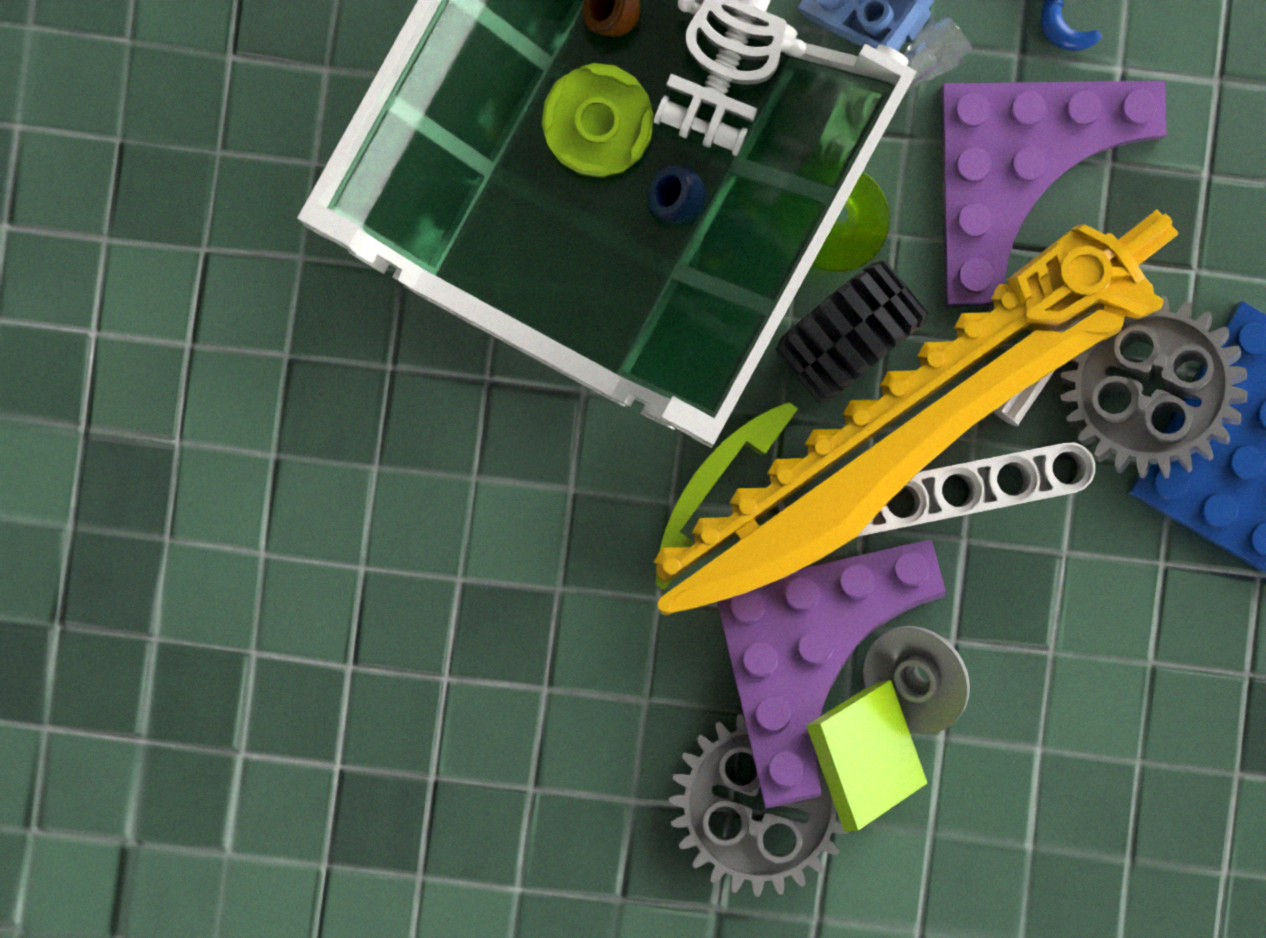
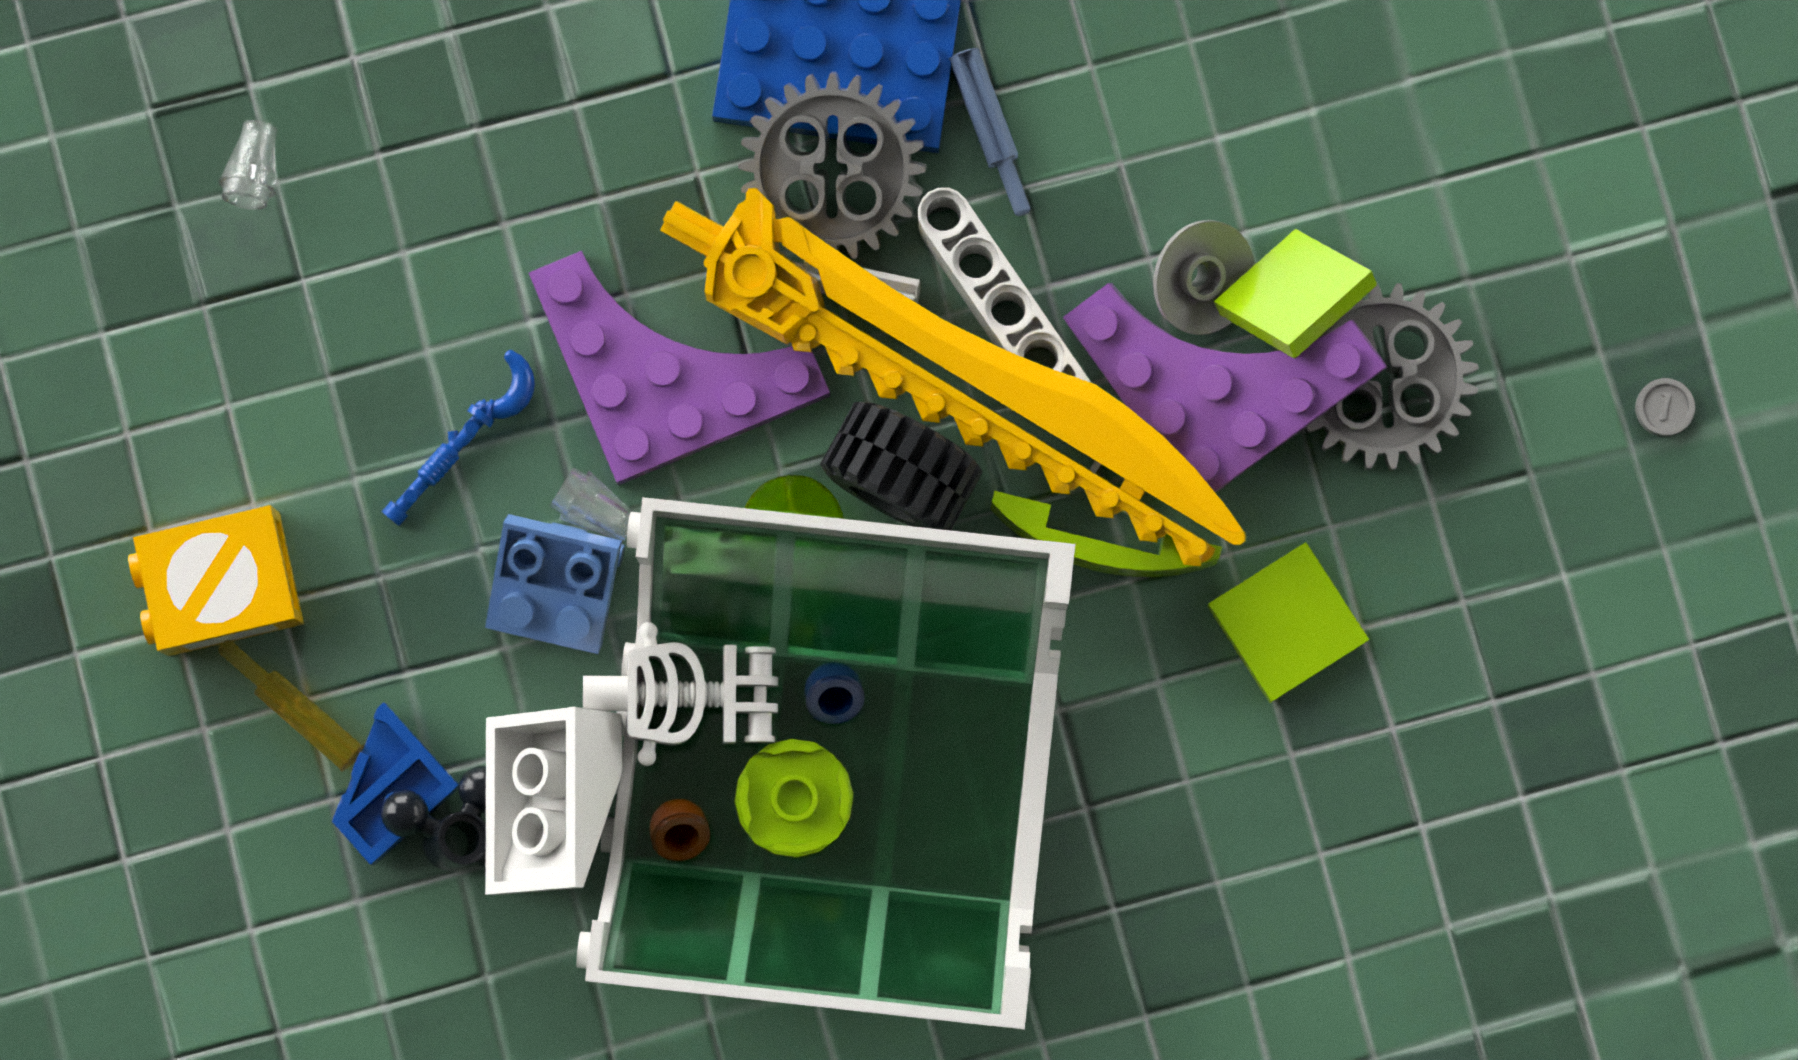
camera: 115 degrees left, 5 degrees down
(576, 625) = (1287, 622): none -> lime tile
(1135, 547) = (989, 123): none -> sand blue axle

